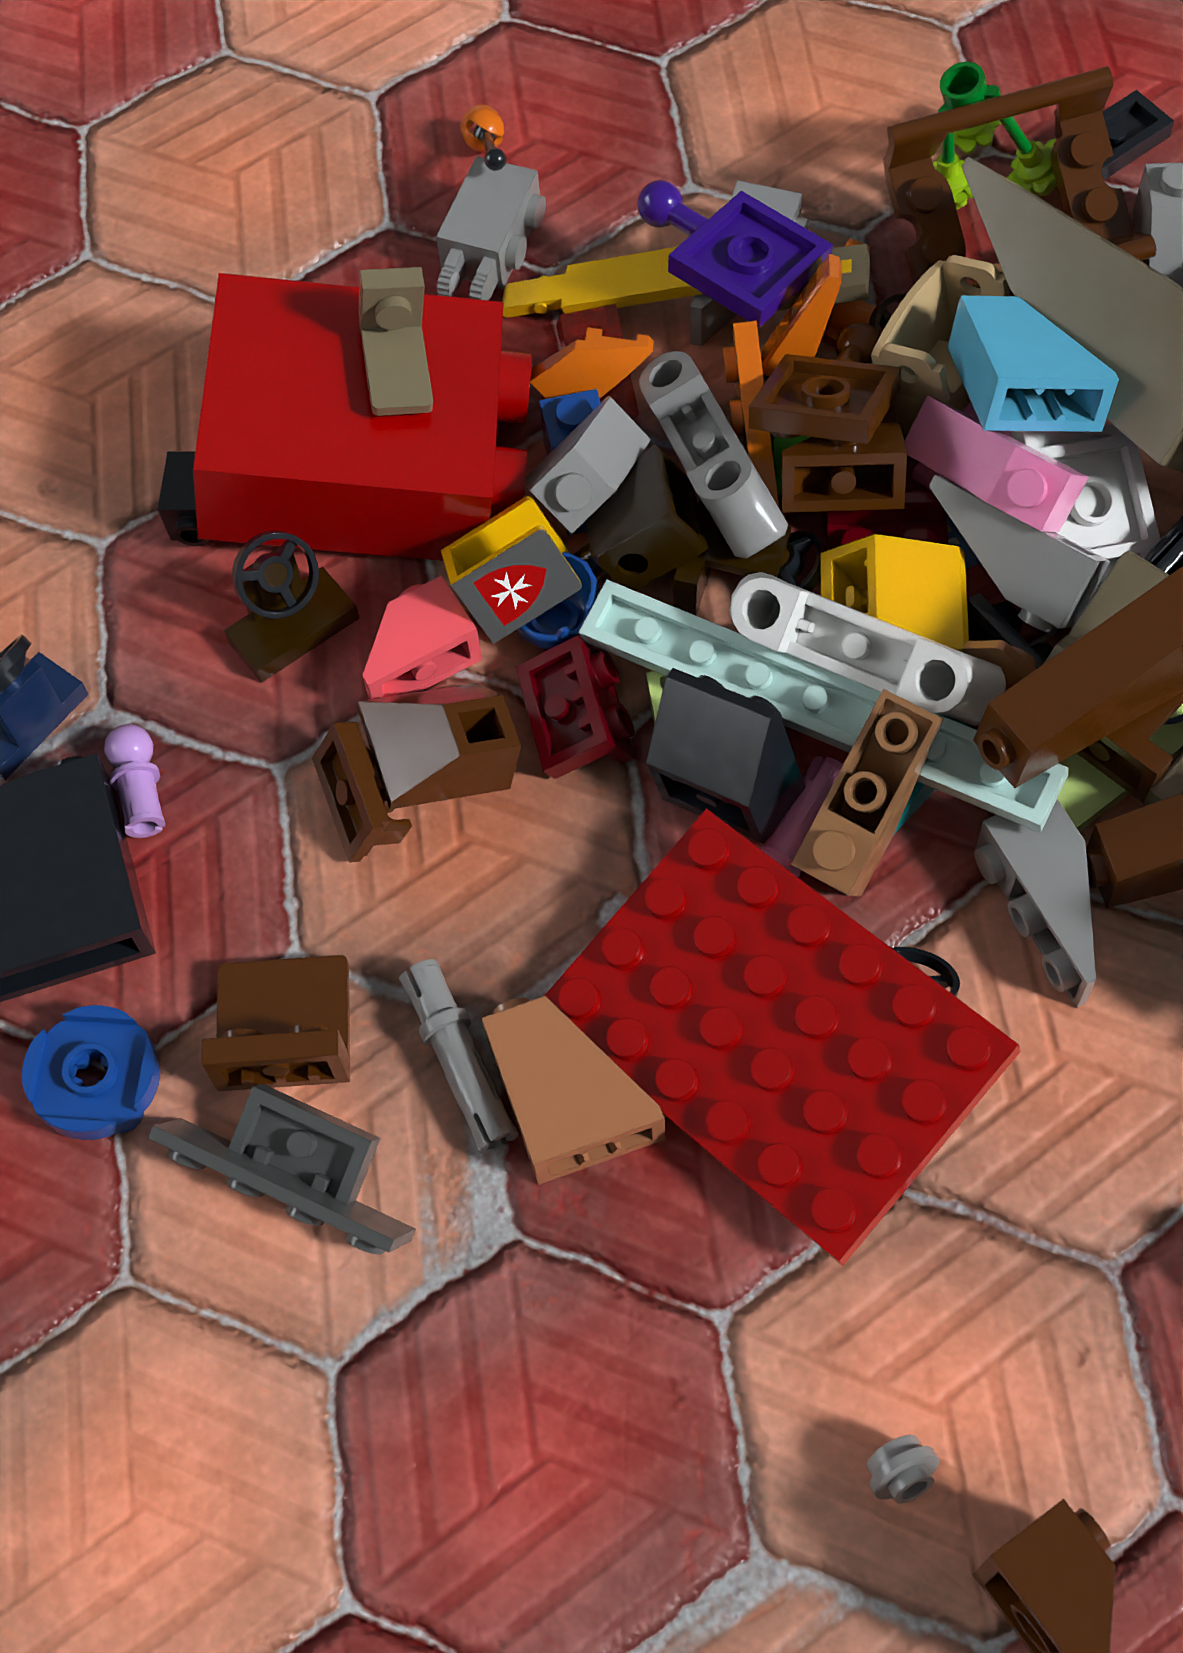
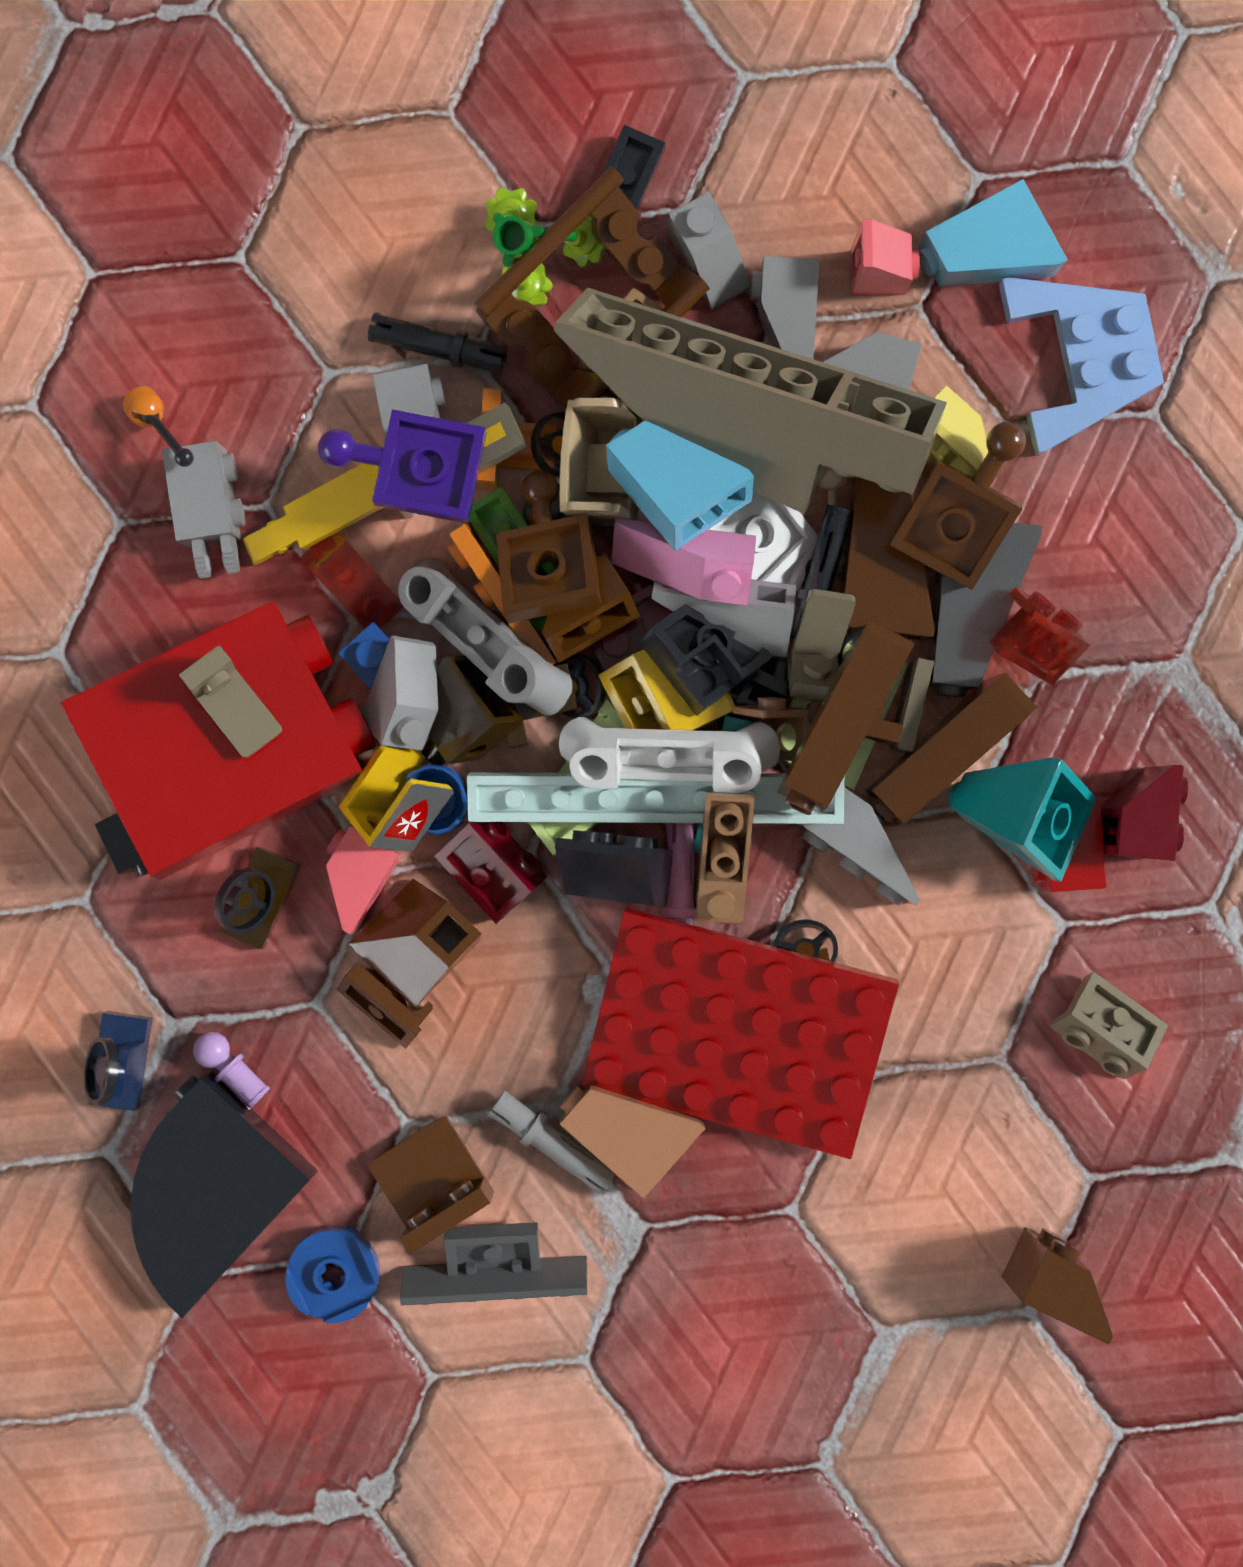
camera: 35 degrees left, 25 degrees up
(590, 364) = (361, 607): orange slope -> none
(807, 318) = (494, 495): orange slope -> none
(839, 207) = (450, 346): none -> black pin
(902, 1469) = (940, 1249): light grey plate -> none
(955, 570) = (700, 657): none -> black slope

